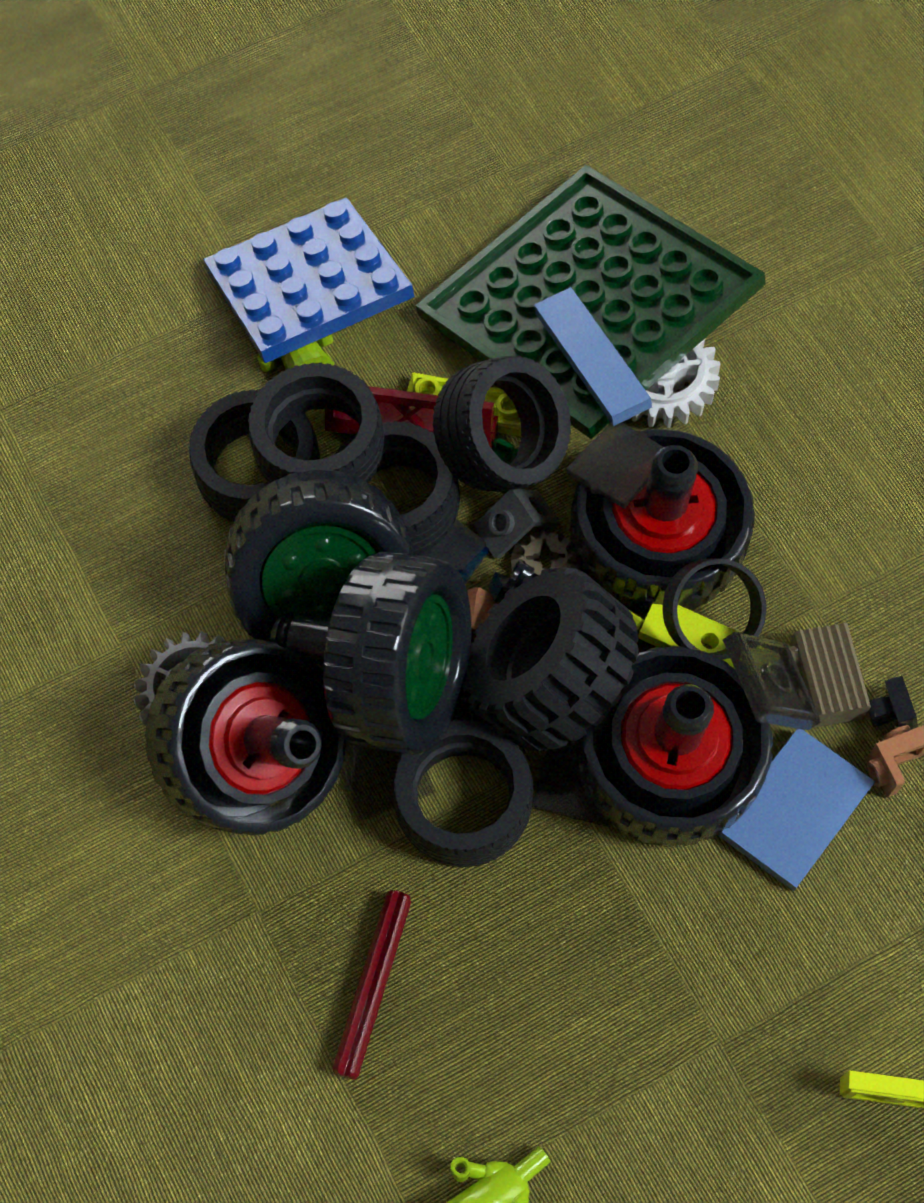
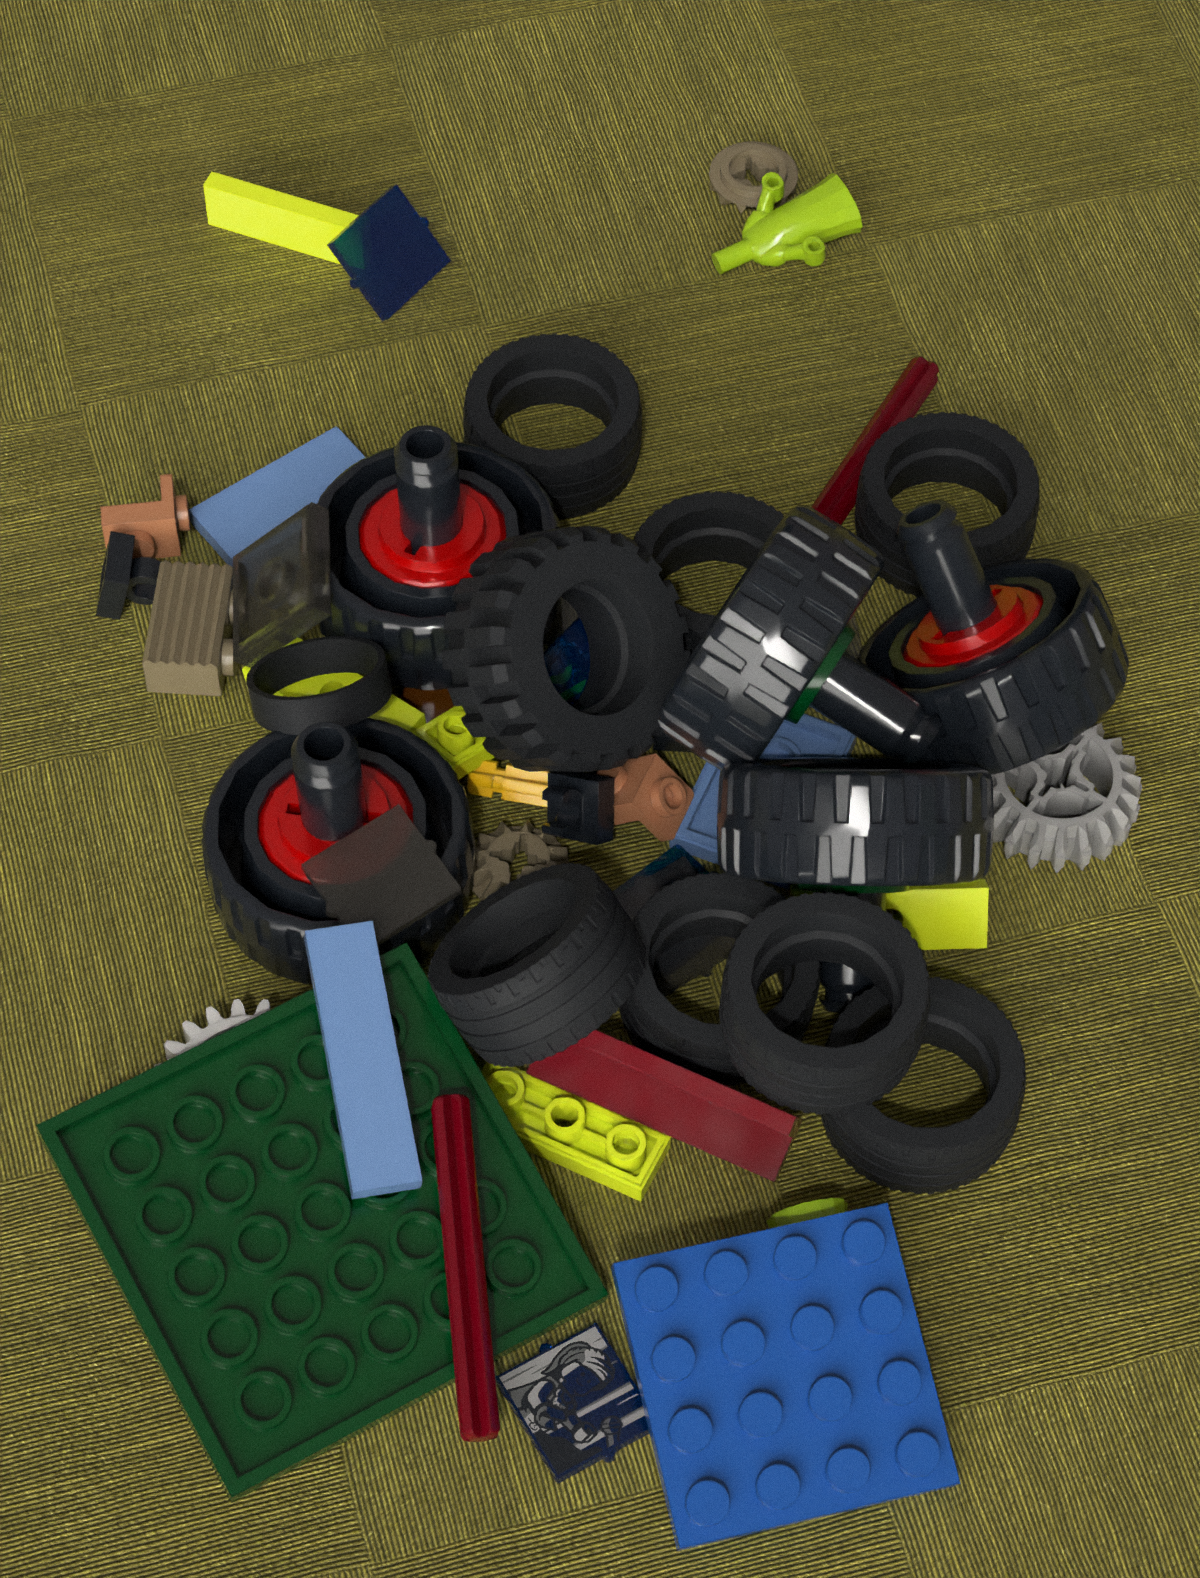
camera: 170 degrees left, 10 degrees down
(273, 864) = (947, 451): none -> black tyre
(424, 260) = (575, 1402): none -> piece
(499, 284) = (465, 1269): none -> dark red axle
(647, 861) = (566, 373): none -> black tyre
(819, 1071) = (389, 252): none -> clear blue piece

